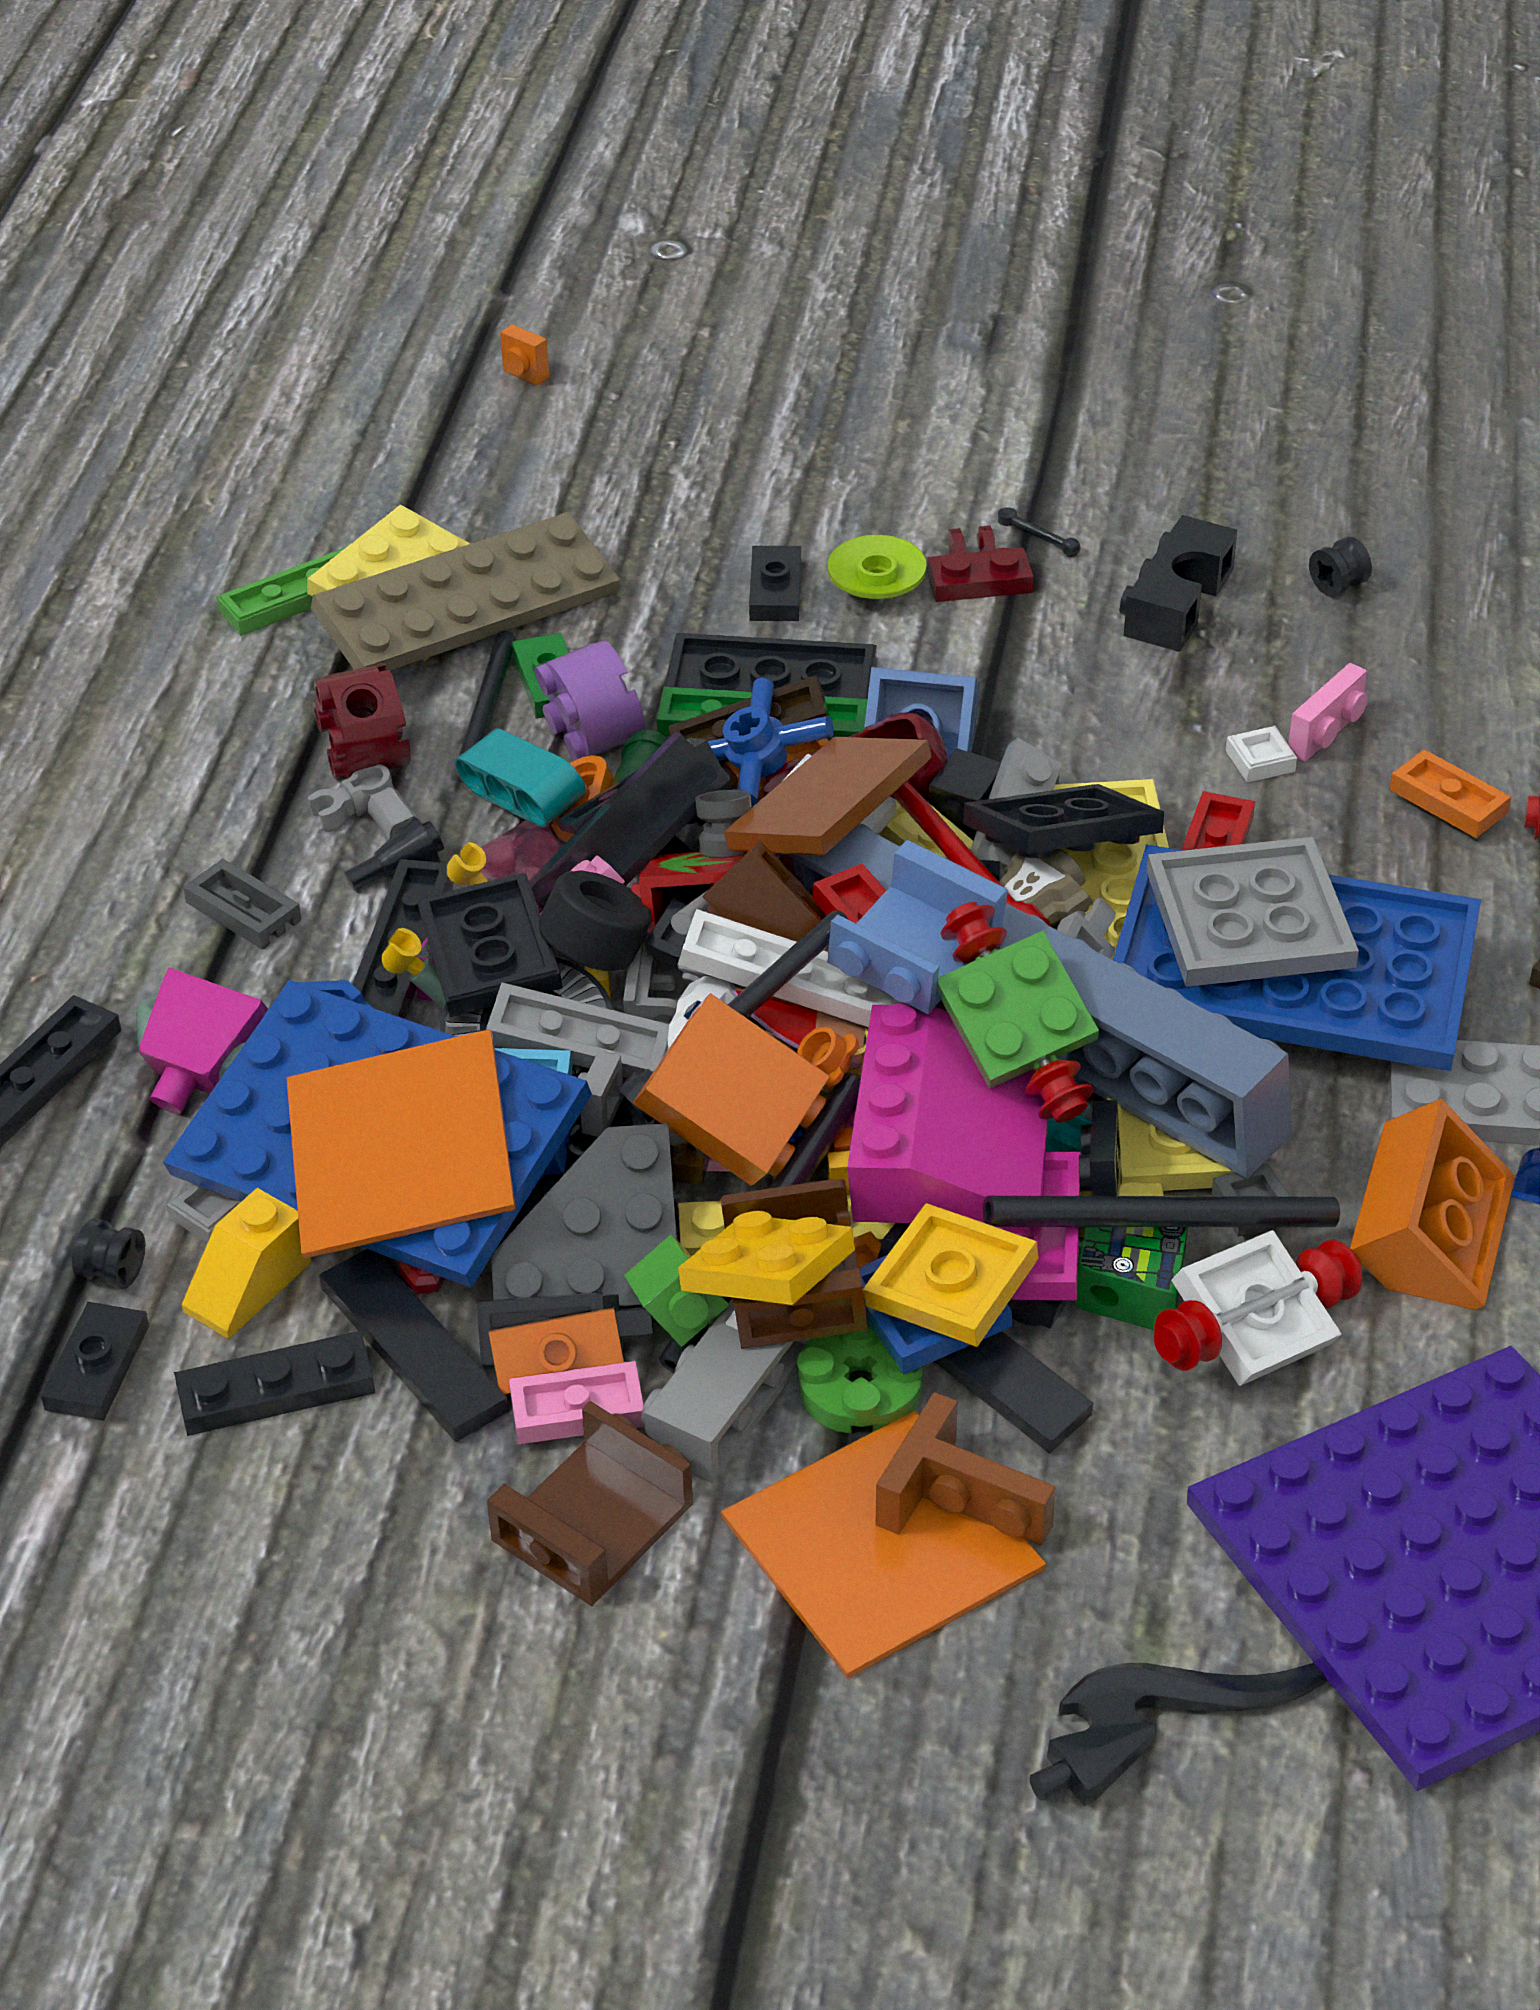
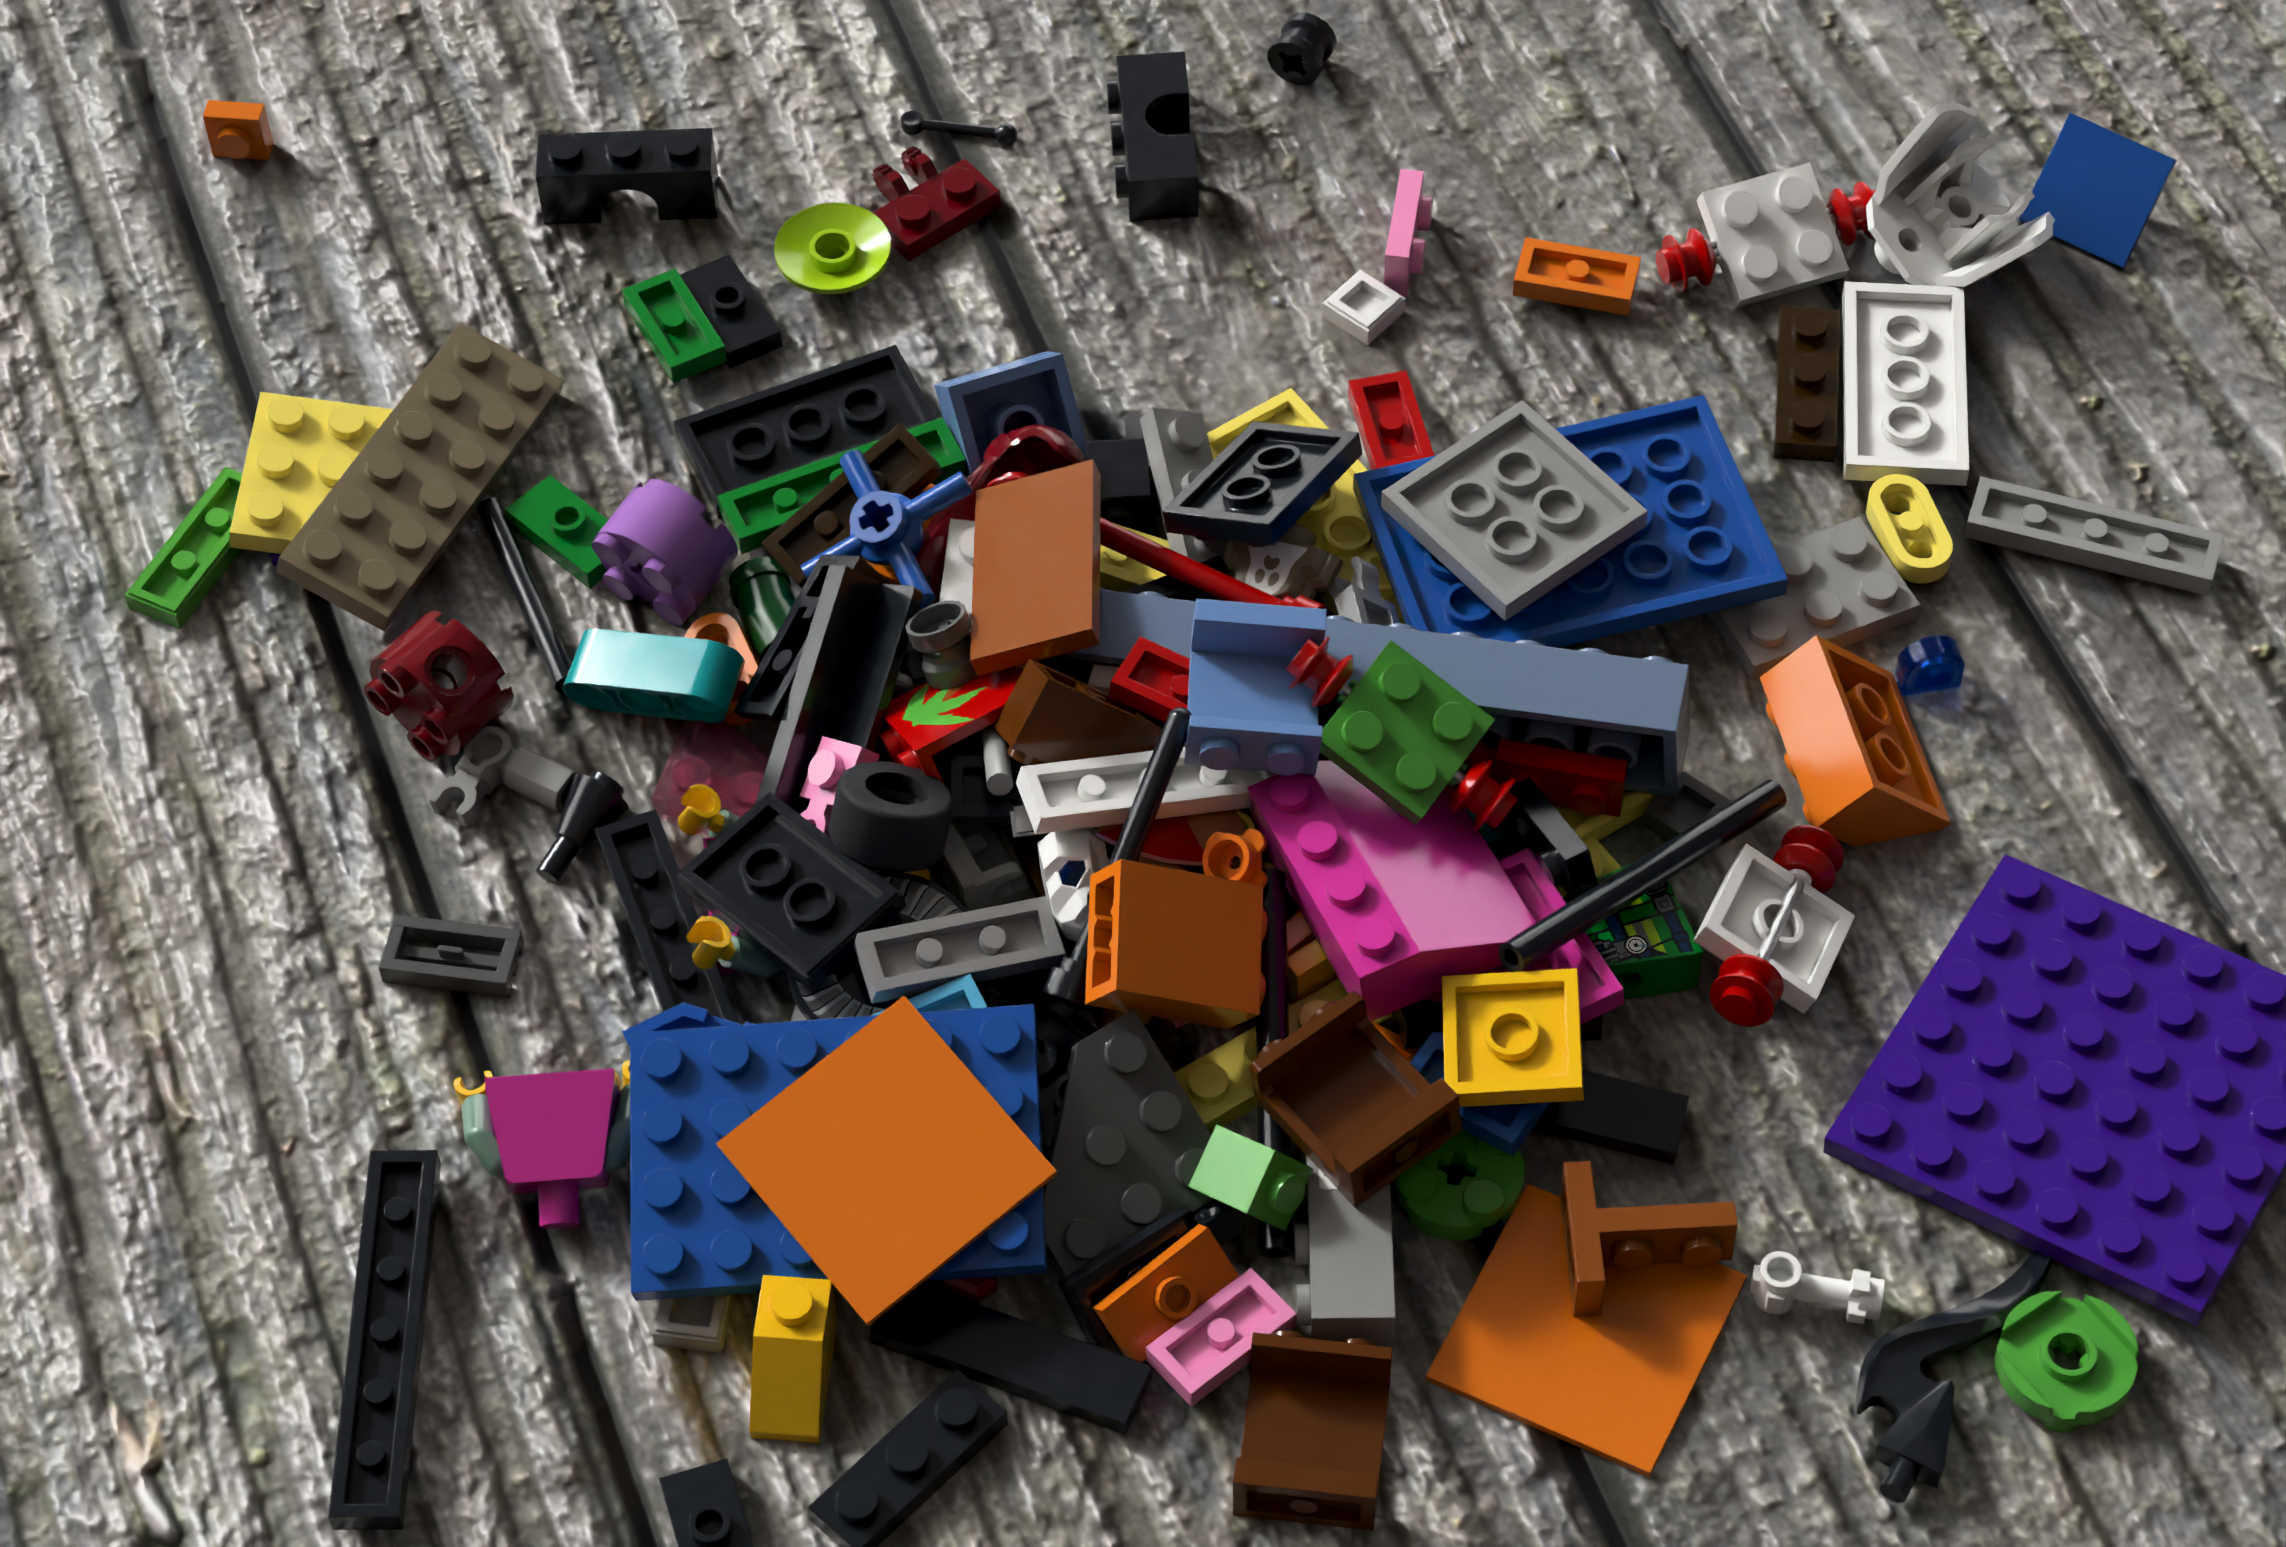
camera: 30 degrees left, 10 degrees up
(108, 1253) = (642, 1416): black wheel -> none
(605, 1100) = (1020, 990): light grey plate -> none
(725, 575) = (674, 325): none -> green plate
(767, 1258) = (1346, 1110): yellow plate -> none
(799, 474) = (667, 165): none -> black arch
(1065, 1586) = (1781, 1282): none -> white bar
(1147, 1114) = (1566, 777): none -> red plate
(1269, 1794) = (2060, 1395): none -> bright green plate

